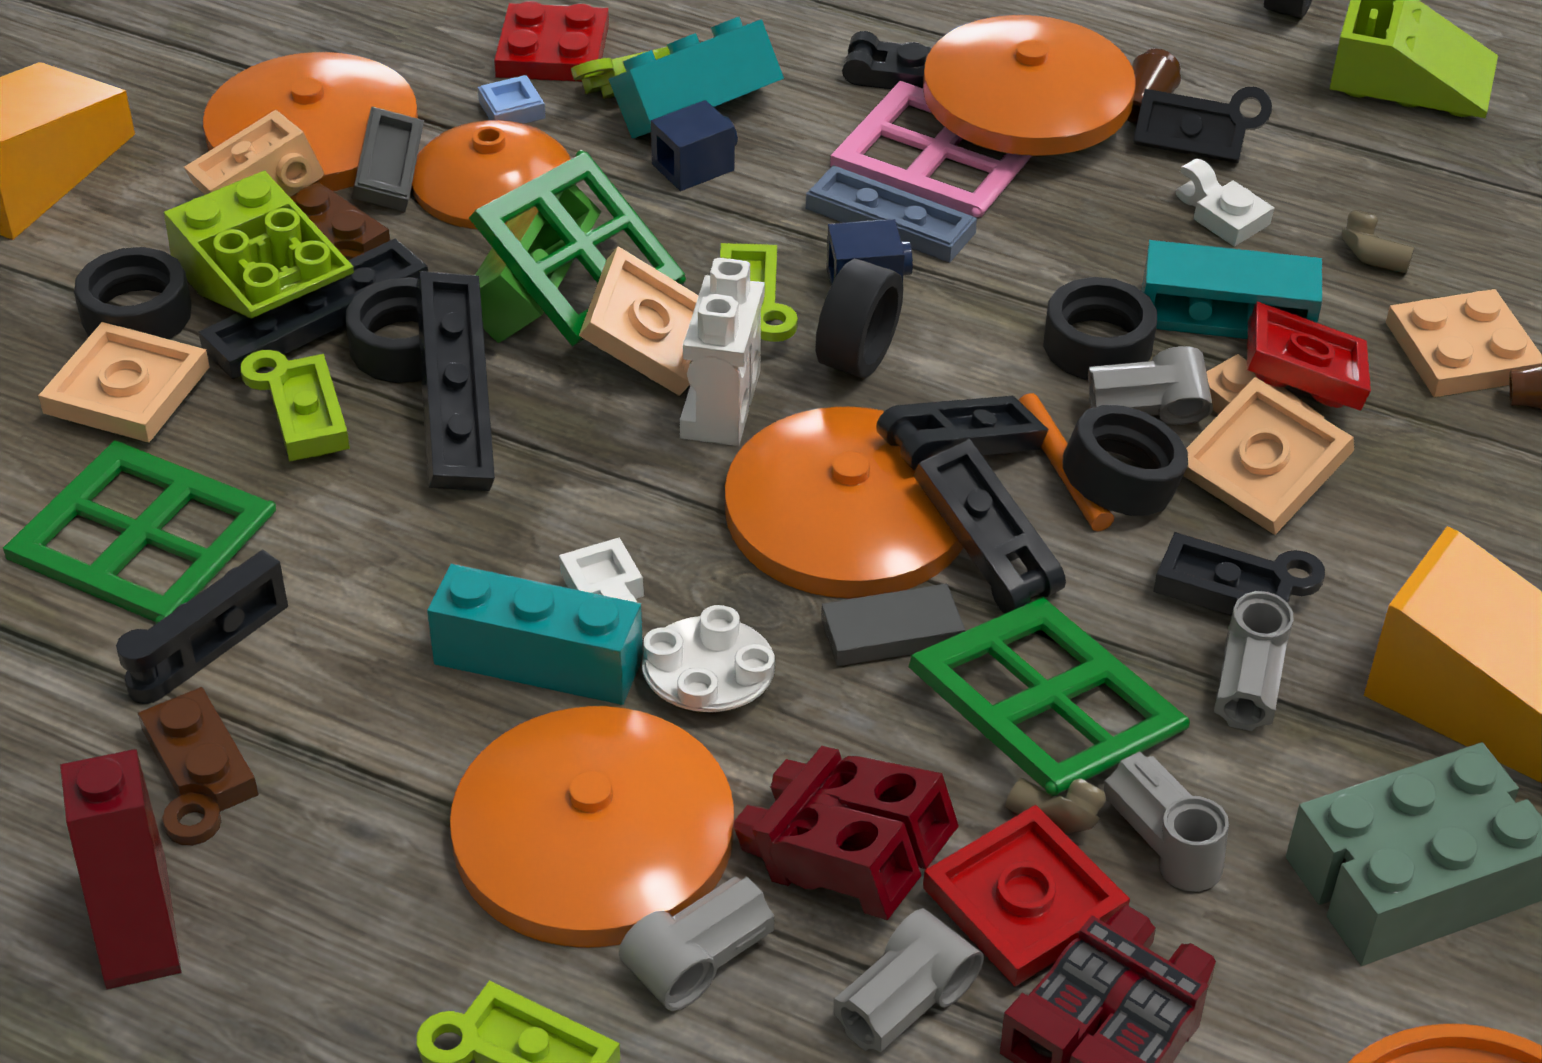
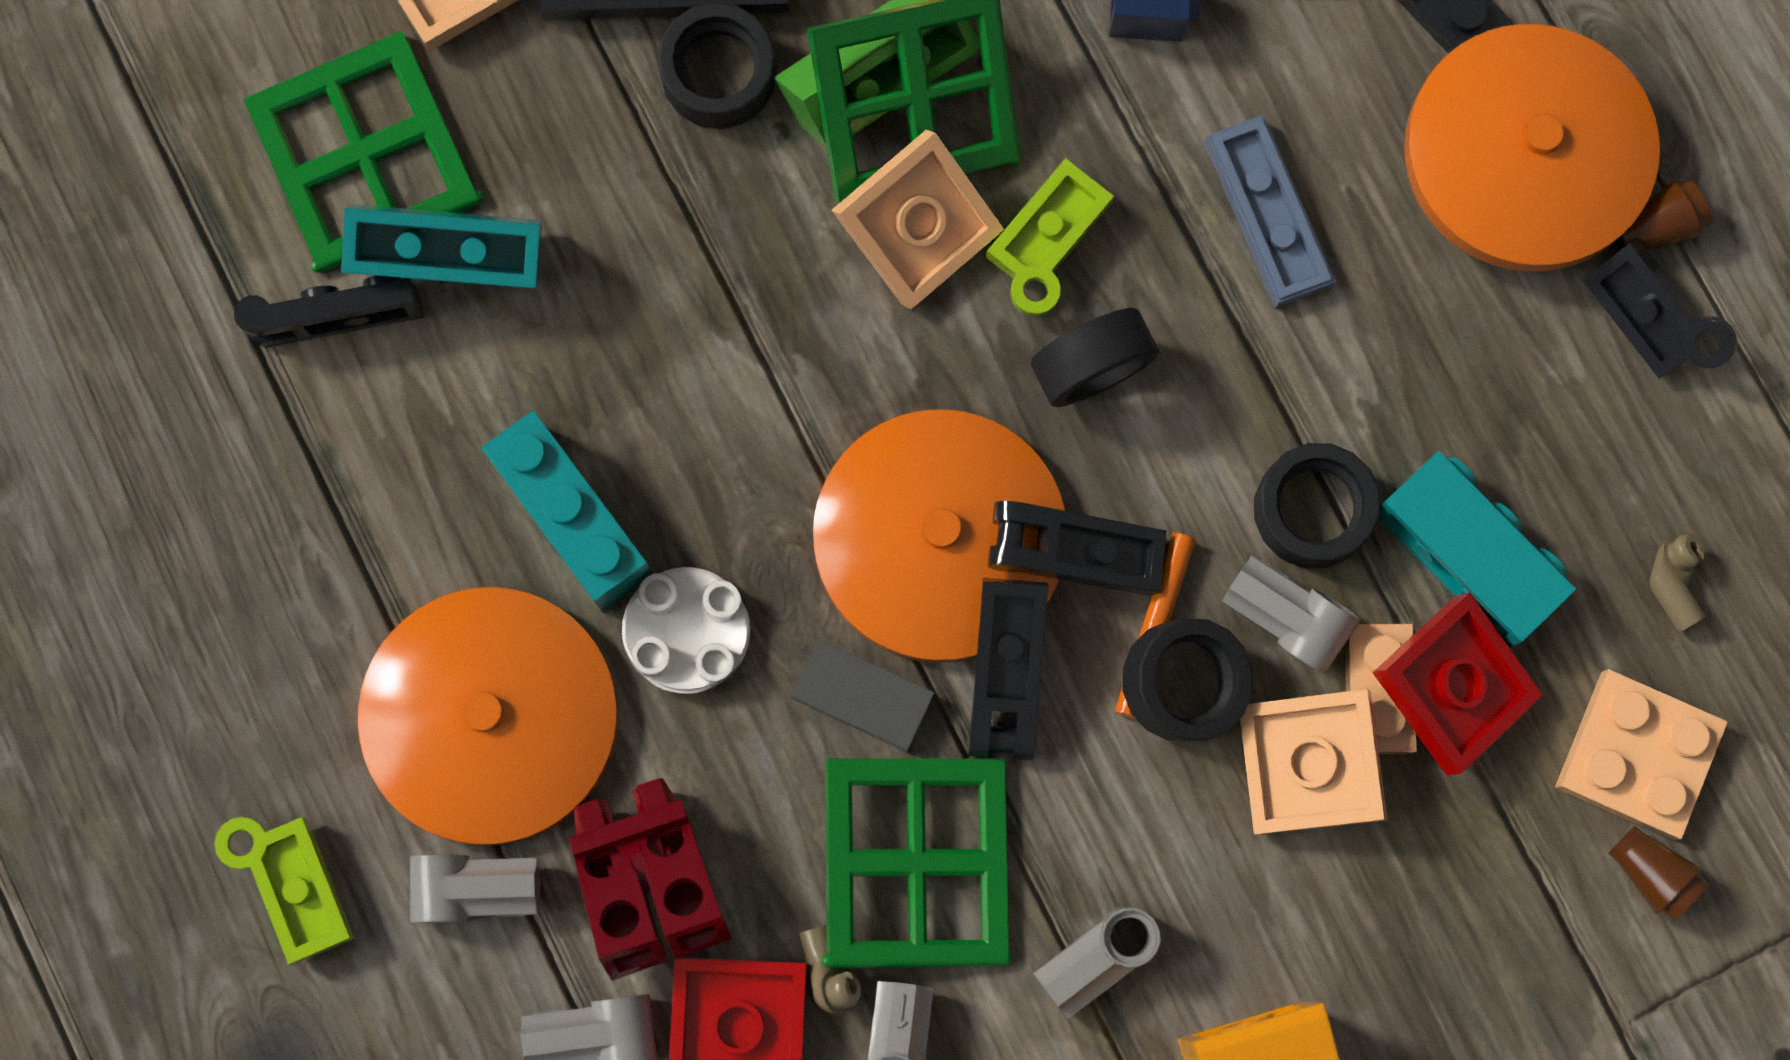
camera: 35 degrees right, 35 degrees up
(121, 868) = (104, 540): dark red slope -> none
(199, 763) = (250, 438): reddish brown hinge -> none
(281, 511) = (441, 246): none -> teal brick
(302, 401) = (574, 98): lime hinge -> none
(454, 382) = (699, 179): black plate -> none
(603, 571) = (668, 487): white plate -> none
(723, 354) = (932, 323): white hips -> none
(868, 241) = (1181, 272): dark blue brick -> none
(935, 150) = (1331, 176): bright pink window -> none
(1221, 575) = (1168, 864): black hinge -> none
(1226, 210) = (1585, 437): white plate -> none

